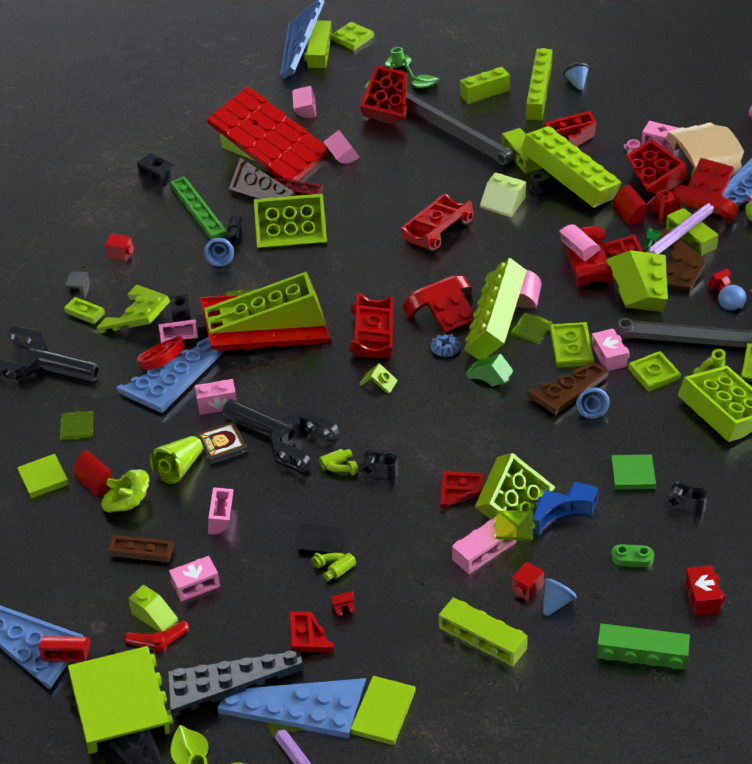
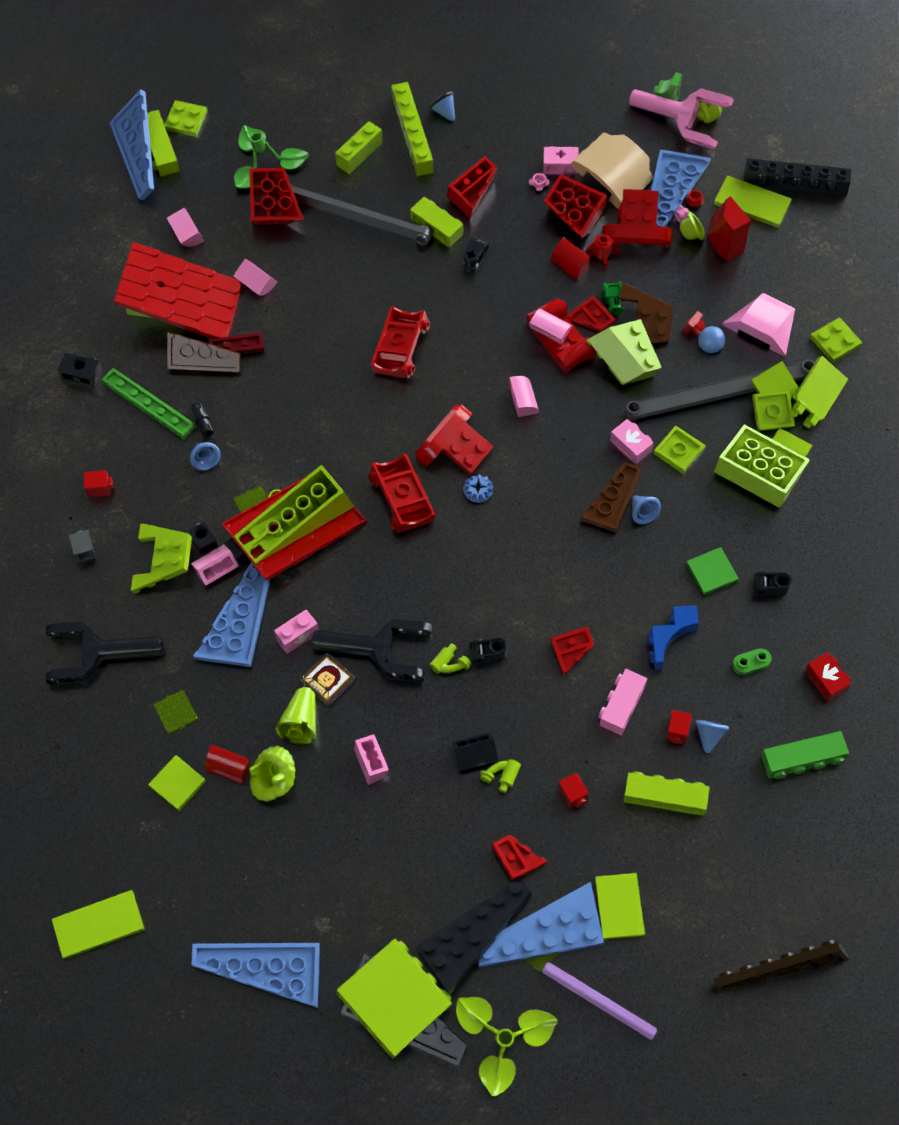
camera: 25 degrees left, 20 degrees up
(64, 648) = (314, 965): red brick -> none
(84, 310) = (106, 574): lime plate -> none
(140, 548) = (318, 828): reddish brown plate -> none
(152, 609) = (367, 890): lime slope -> none
(157, 641) = (387, 919): red piece -> none
(161, 353) = (215, 601): red piece -> none
(194, 578) = (386, 840): bright pink brick -> none
(290, 221) = (254, 392): lime slope -> none
(345, 599) = (529, 811): red tile -> none
(380, 377) = (438, 550): lime bracket -> none
(393, 598) = (573, 791): none -> red brick
(491, 370) = (536, 505): bright green arch -> none
(495, 309) = (511, 436): lime brick -> none
(503, 194) = (445, 286): yellowish green slope -> none
(511, 487) = (621, 637): lime wedge -> none
(514, 525) = (644, 675): clear neon green piece -> none
(531, 328) = (546, 438): clear neon green piece -> none
(571, 166) = (498, 232): lime brick -> none
(571, 344) = (592, 445): lime tile -> none
(681, 229) = (638, 281): lavender axle -> none
(699, 238) = (642, 272): lime brick -> none
(715, 361) = (734, 426): lime plant -> none

